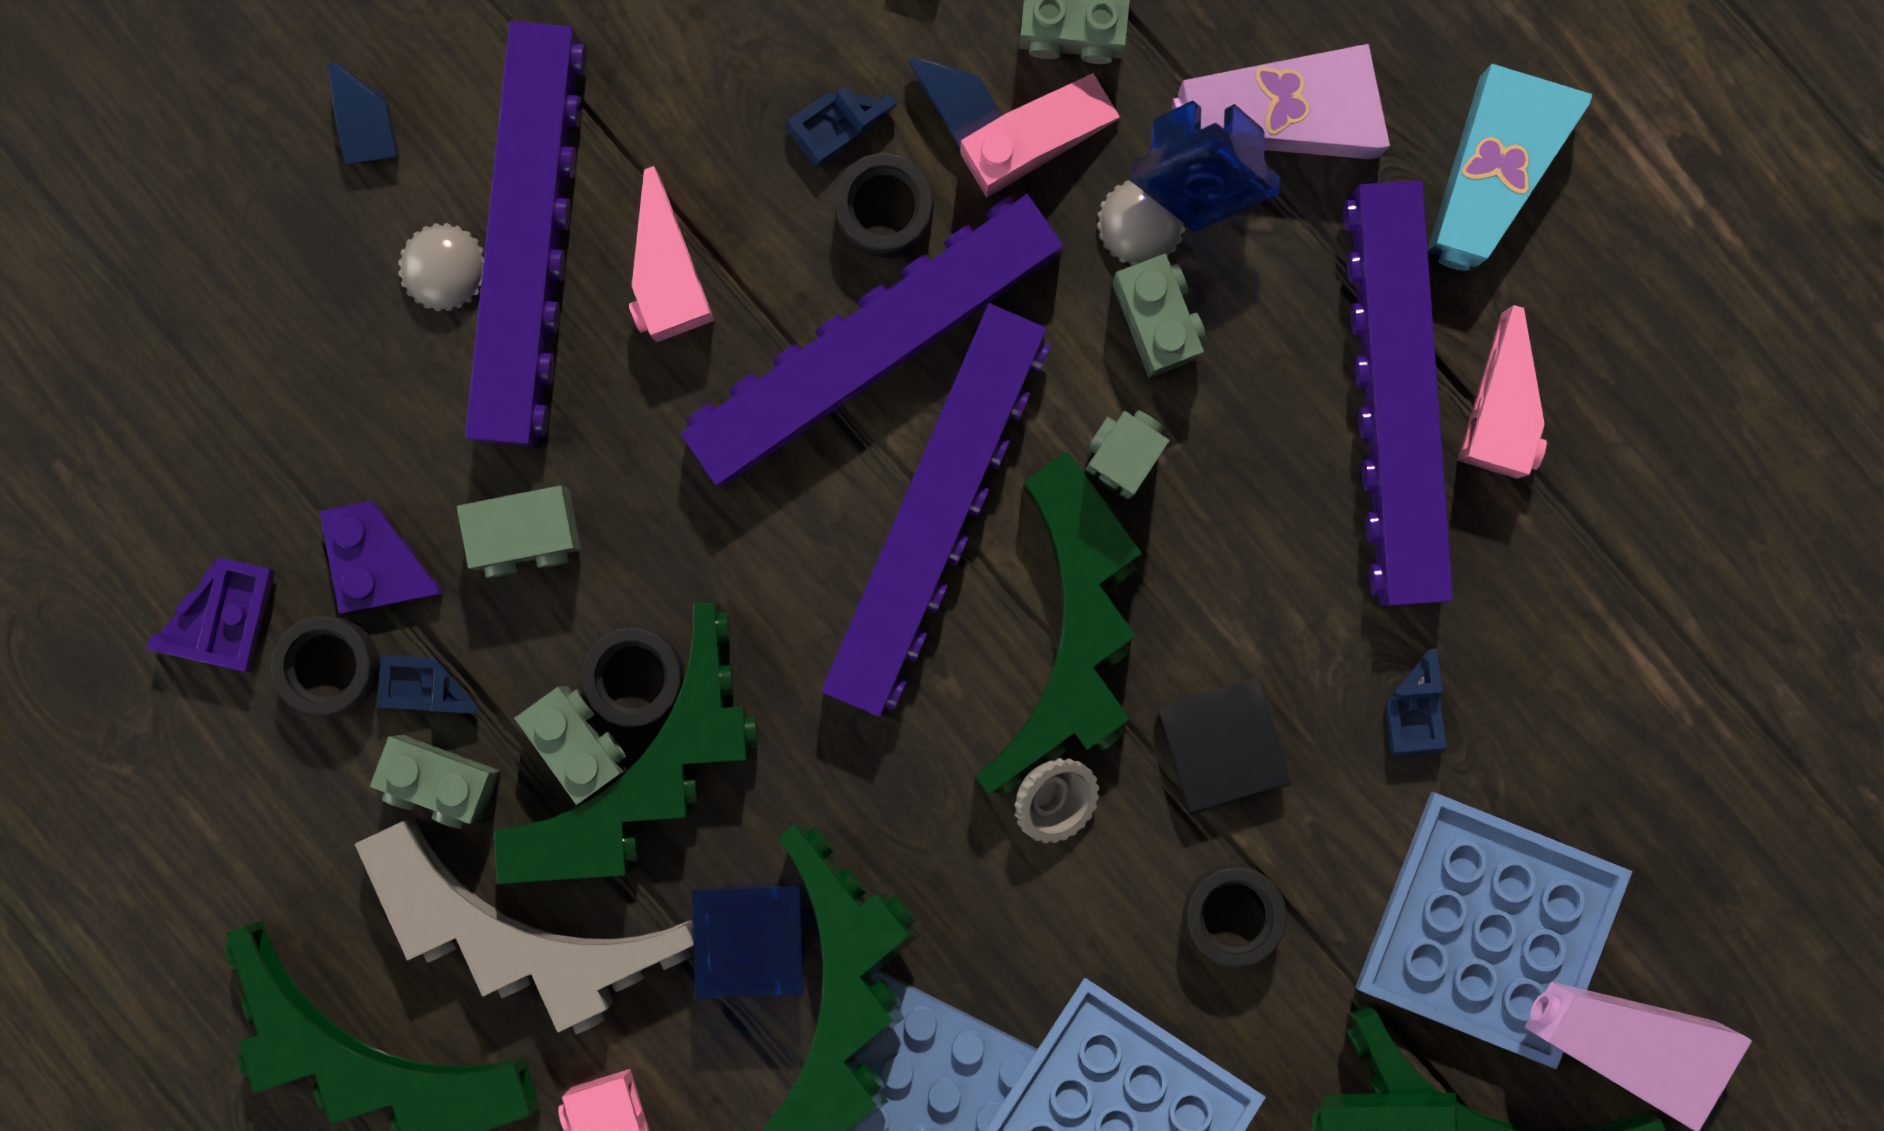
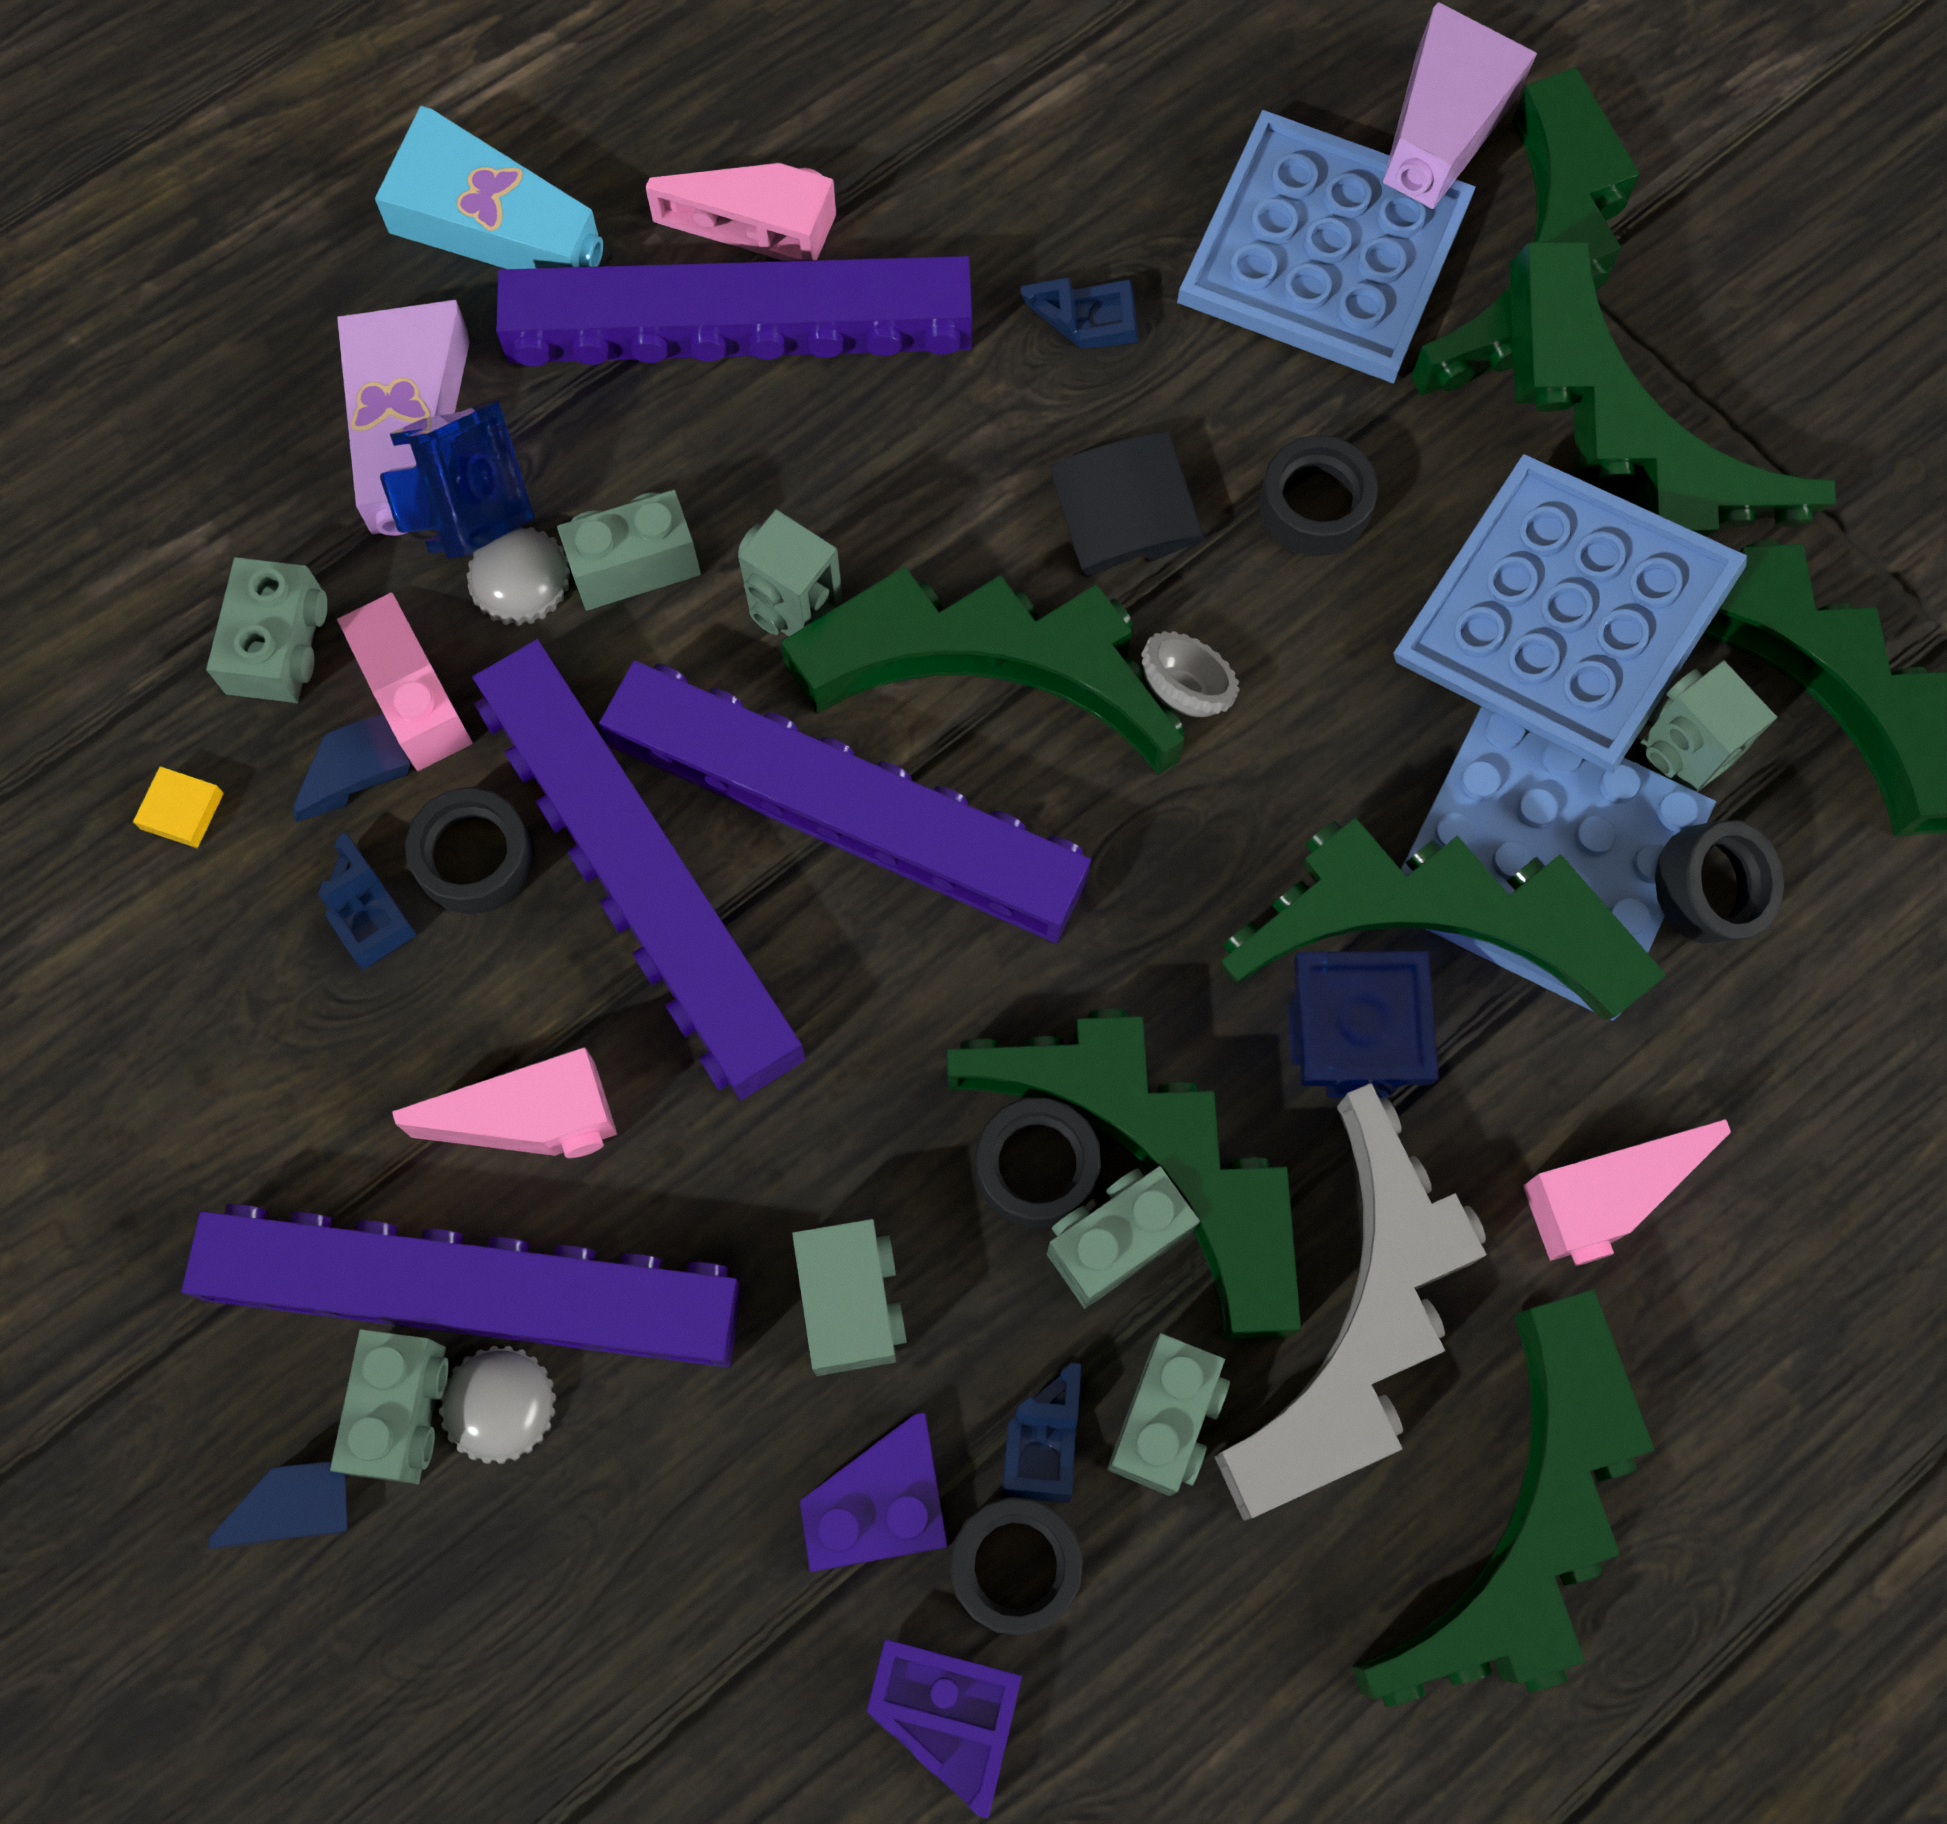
camera: 90 degrees left, 15 degrees down
(431, 187) = (390, 1407): none -> sand green brick

